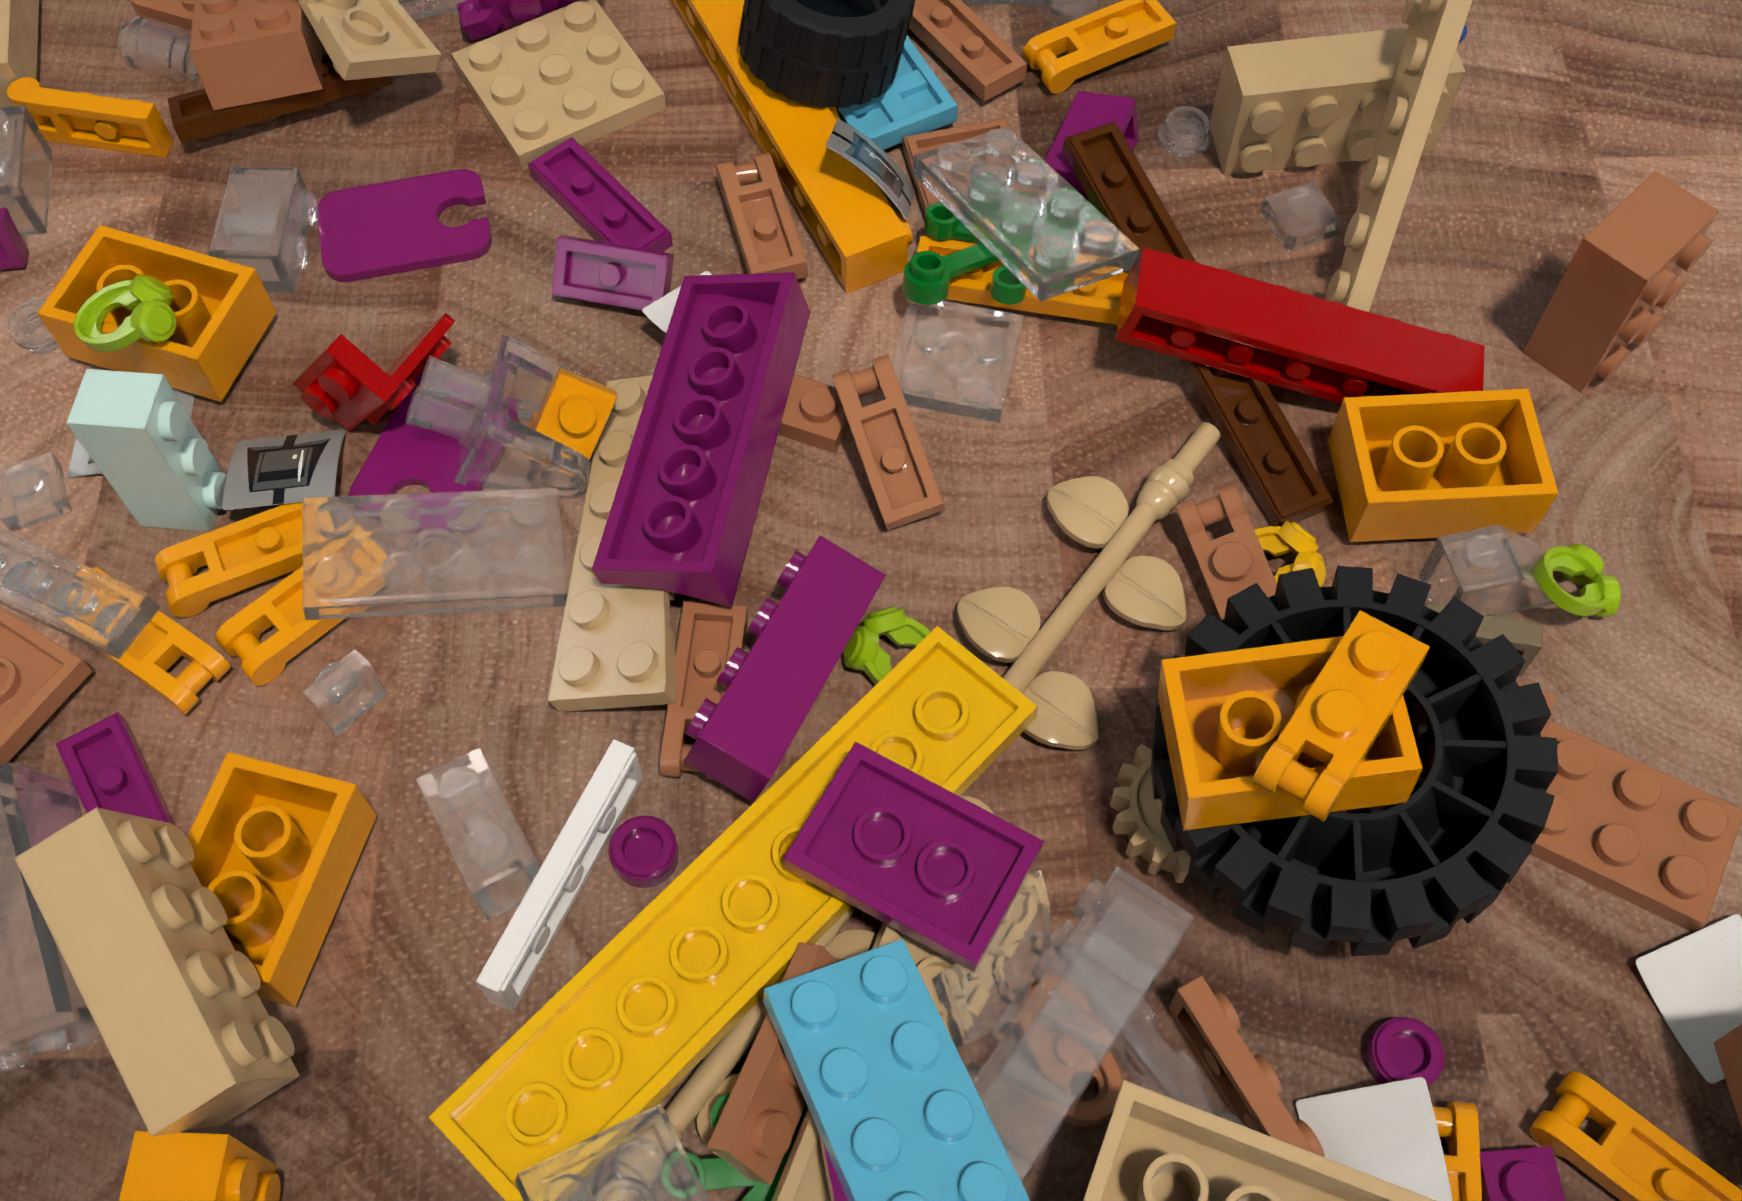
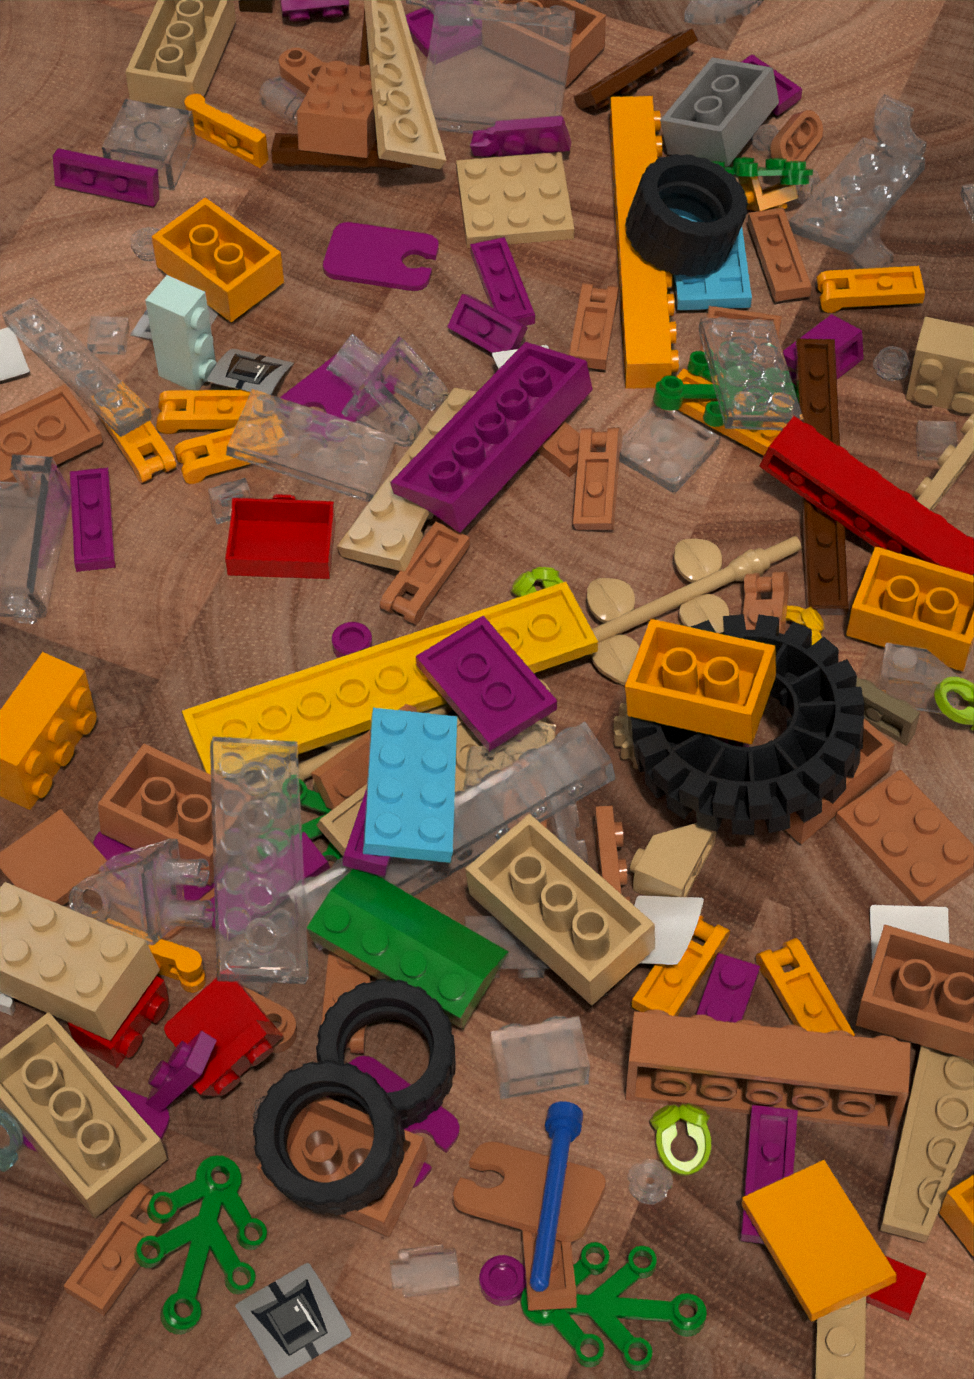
camera: 25 degrees right, 5 degrees down
(149, 320) = (211, 261): lime piece -> none
(158, 970) = (85, 582): tan brick -> none
(266, 224) = (299, 228): clear brick -> none
(278, 860) = (147, 573): light orange brick -> none
(353, 388) = (305, 339): red bracket -> none
(447, 710) = (280, 538): none -> red container
(481, 832) = (270, 597): clear brick -> none
(561, 877) = (302, 633): white tile -> none
(574, 411) = (423, 395): light orange bracket -> none
(785, 669) = (472, 572): magenta brick -> none
(873, 162) = (674, 315): sticker -> none
(1330, 1030) = (672, 861): none -> tan slope
(1342, 713) = (723, 673): light orange plate -> none
(1403, 1051) = (716, 896): magenta tile -> none

